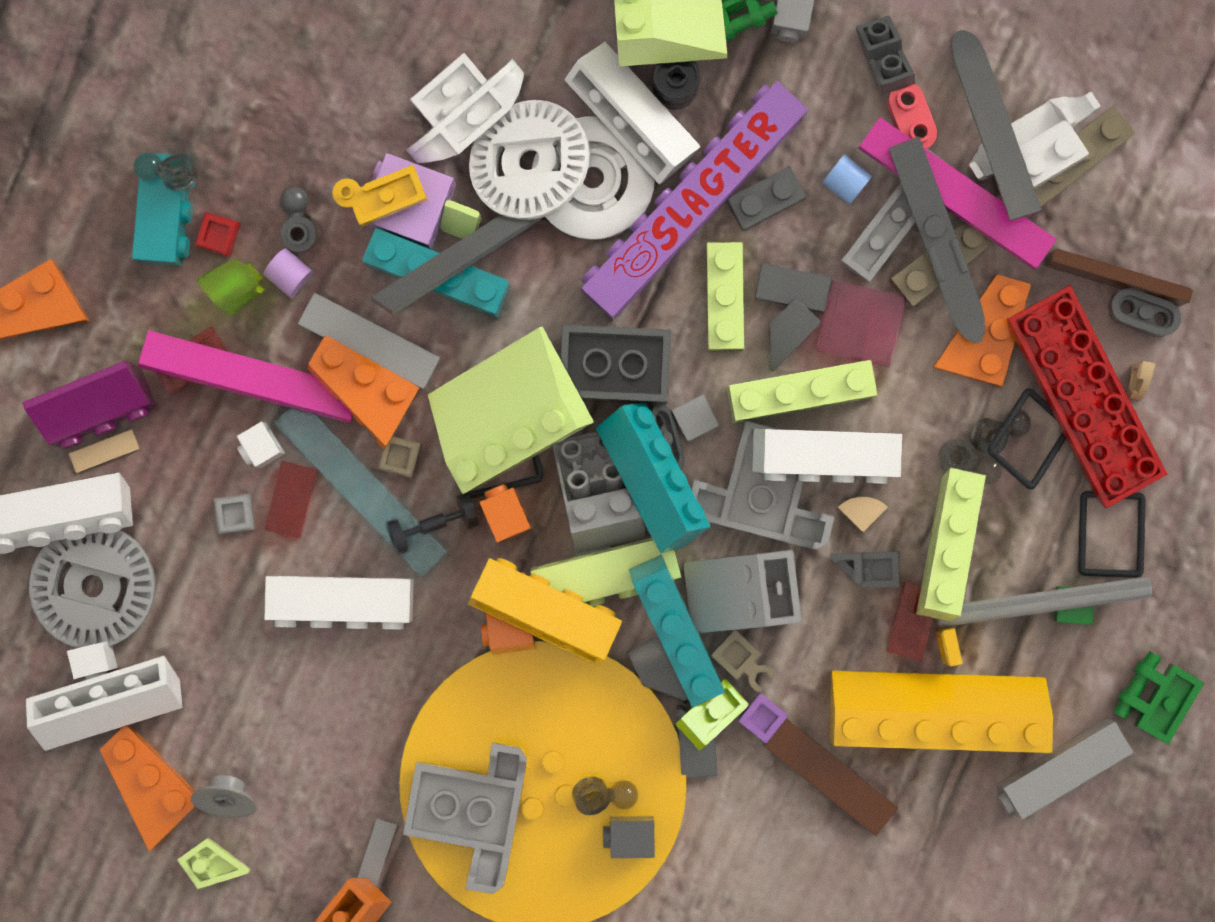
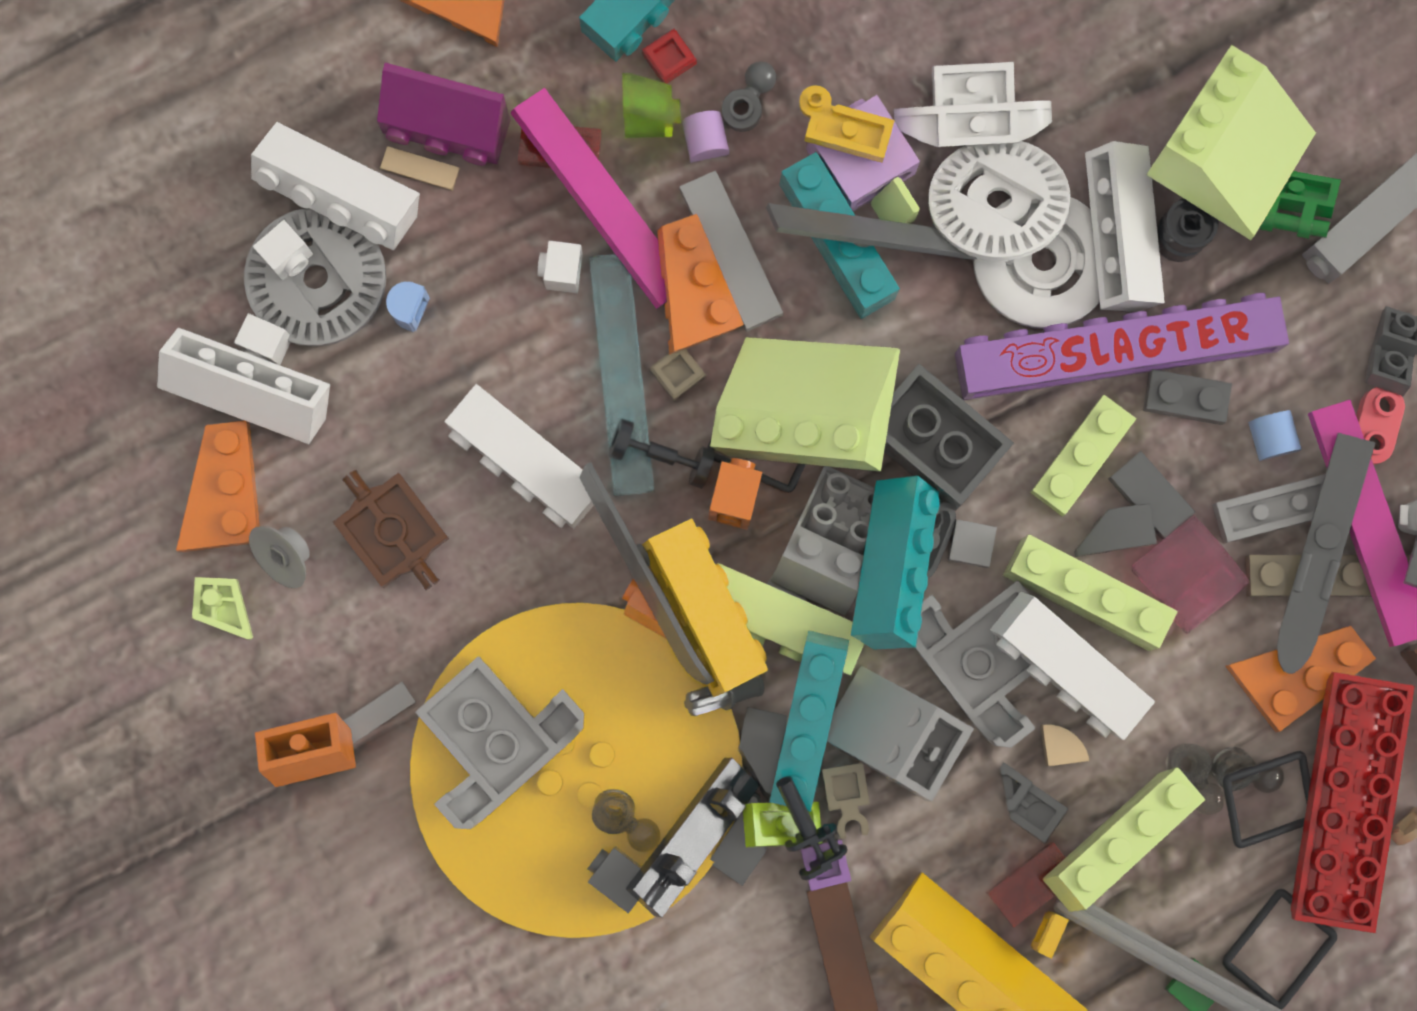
camera: 35 degrees right, 5 degrees down
(57, 588) = (284, 251): none -> white plate
(172, 556) = (407, 304): none -> light blue brick
(234, 513) = (491, 310): light grey tile -> none
(286, 721) = (390, 530): none -> reddish brown plate
(291, 499) = (551, 336): clear red plate -> none
(475, 614) = (638, 564): none -> dark grey piece
(593, 674) = (702, 701): none -> dark grey axle
(658, 771) = (692, 837): none -> hinge
(734, 708) = (808, 833): none -> black piece

